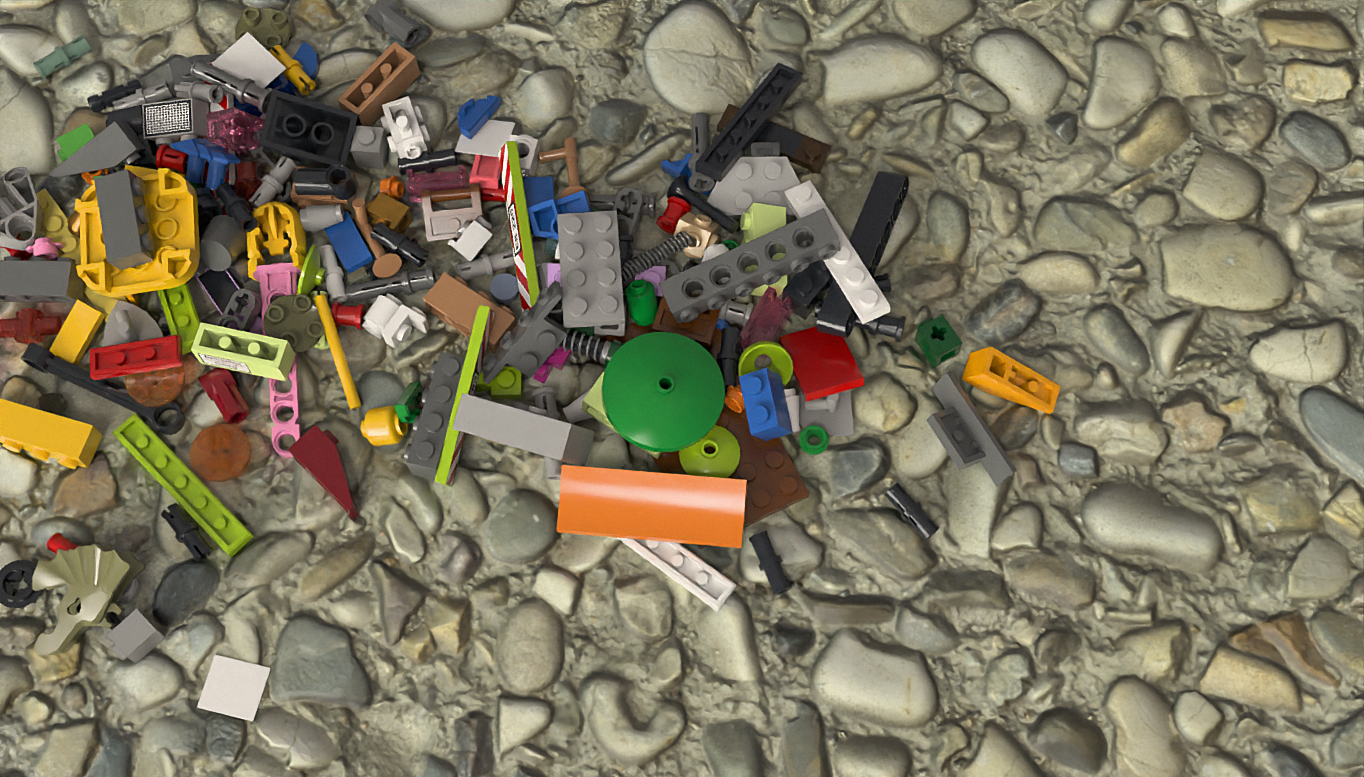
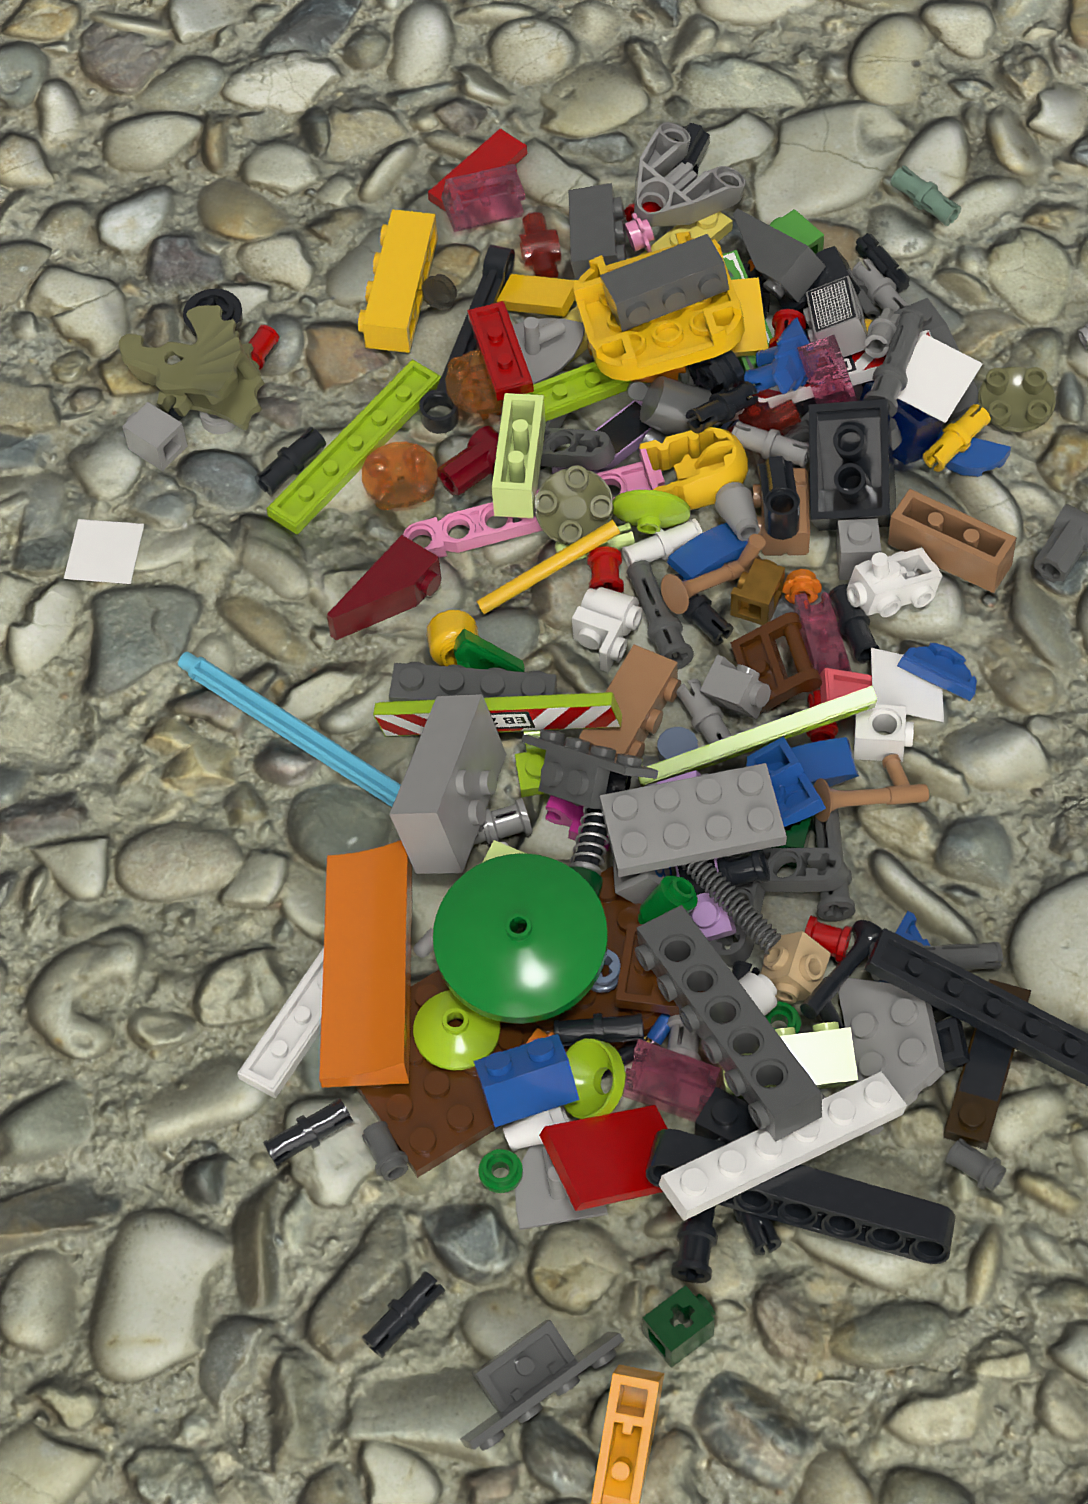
camera: 85 degrees right, 10 degrees down
(399, 244) = (708, 603): black pin -> none
(444, 541) = (290, 727): none -> medium azure piece
(791, 512) = (389, 1159): none -> dark grey pin
(850, 150) = (976, 1165): none -> dark grey pin

